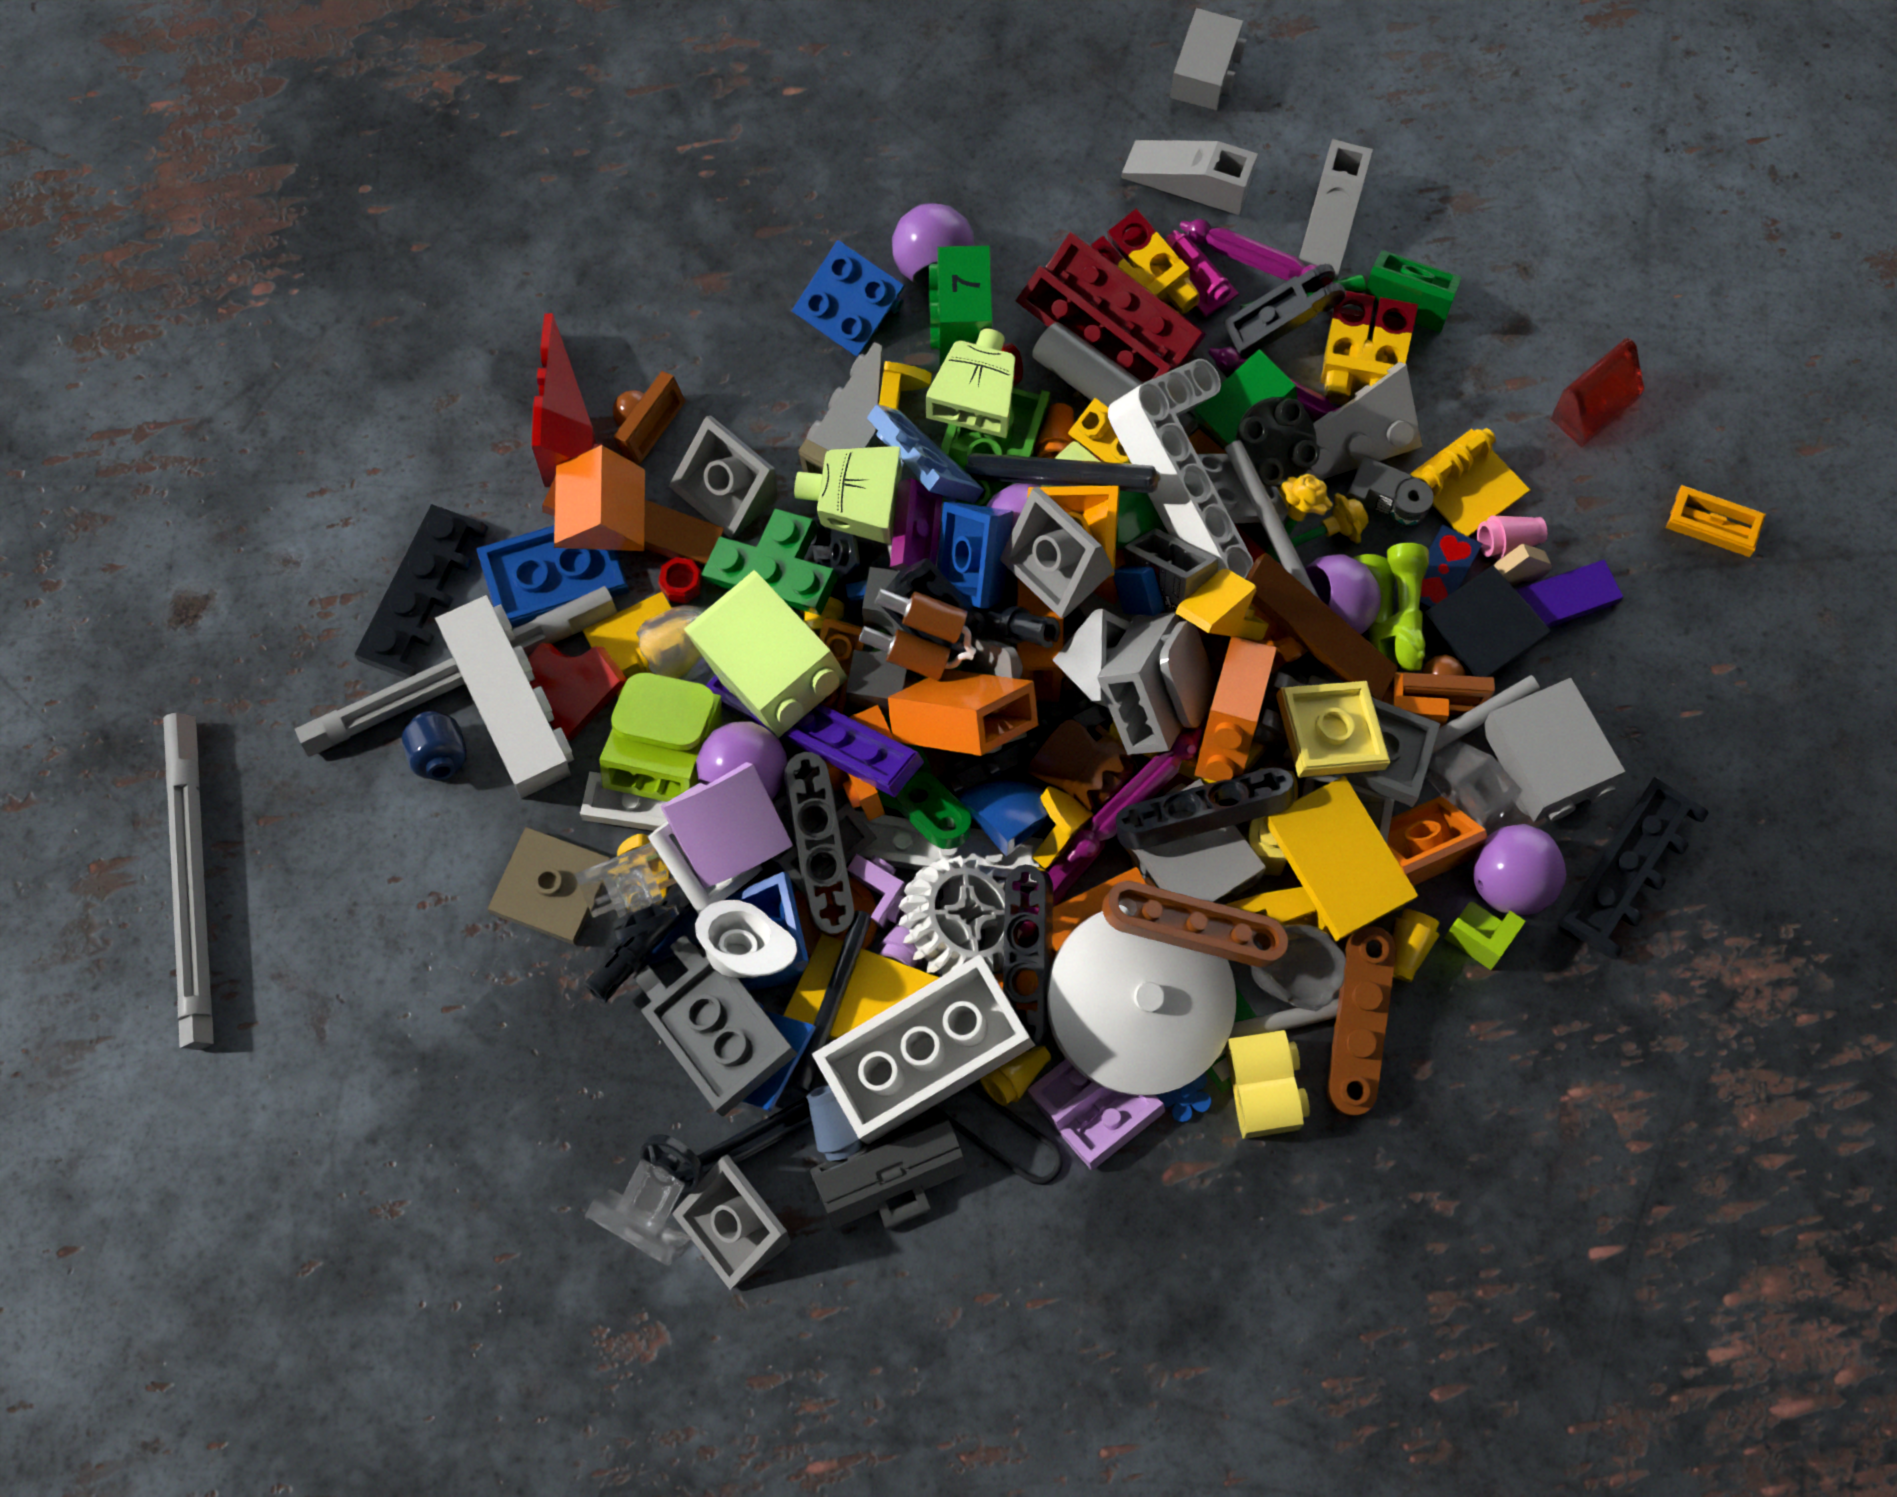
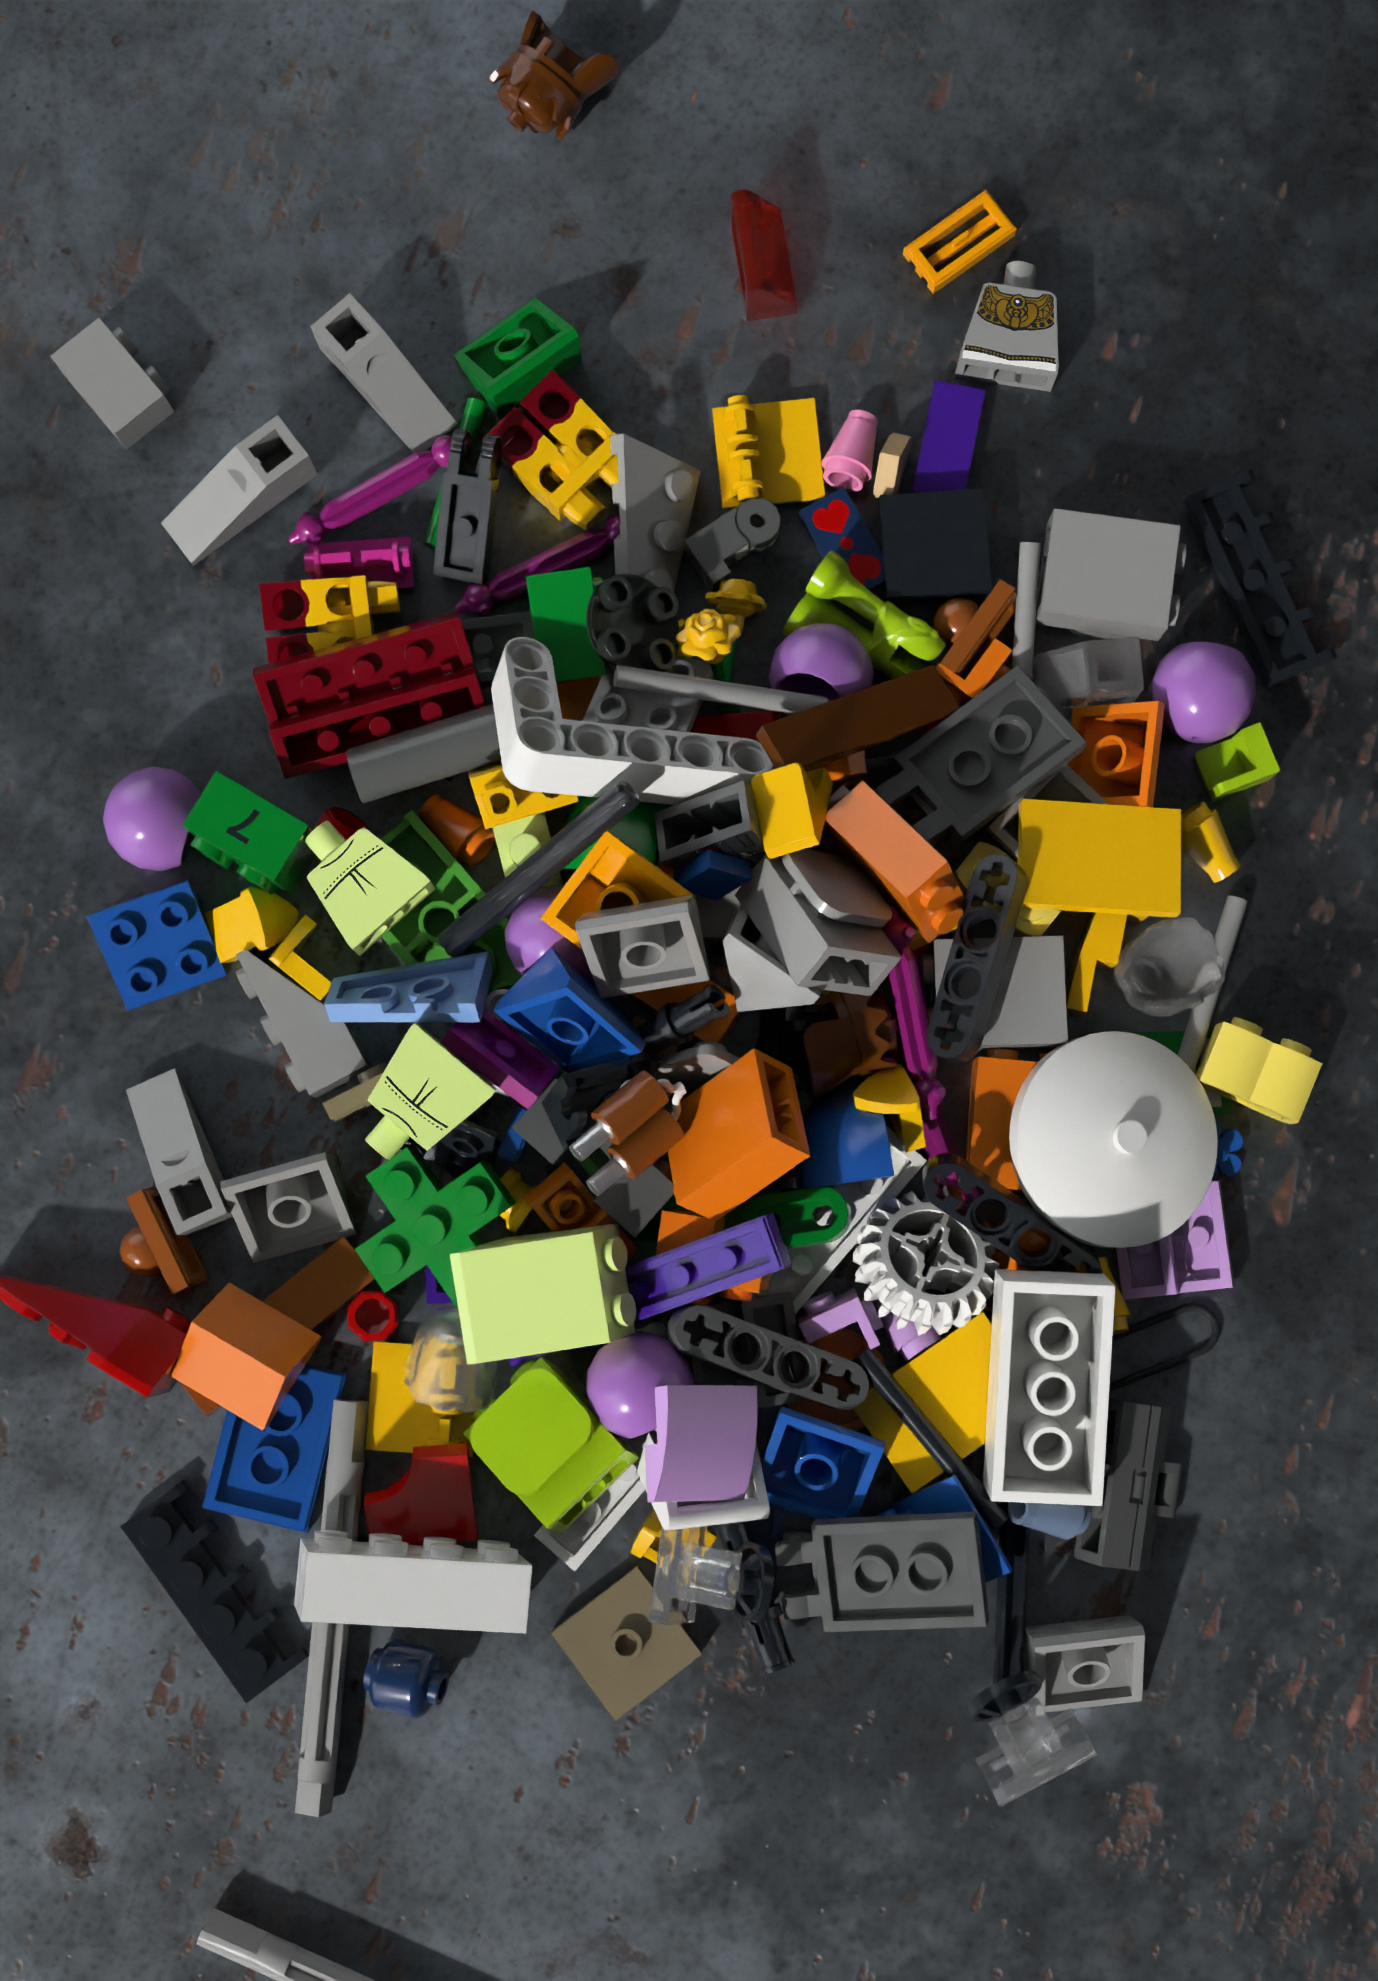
camera: 55 degrees left, 15 degrees up
(711, 390) = (178, 1154): none -> light grey slope
(743, 940) = (835, 1496): white piece -> none
(904, 343) = (250, 923): none -> yellow tile
(1194, 924) = (1088, 1047): dark orange plate -> none
(1332, 729) = (970, 778): light yellow tile -> none
(1361, 1021) = (1256, 942): dark orange plate -> none
(1614, 190) = (548, 81): none -> reddish brown hat
(1676, 588) = (1012, 333): none -> light grey torso

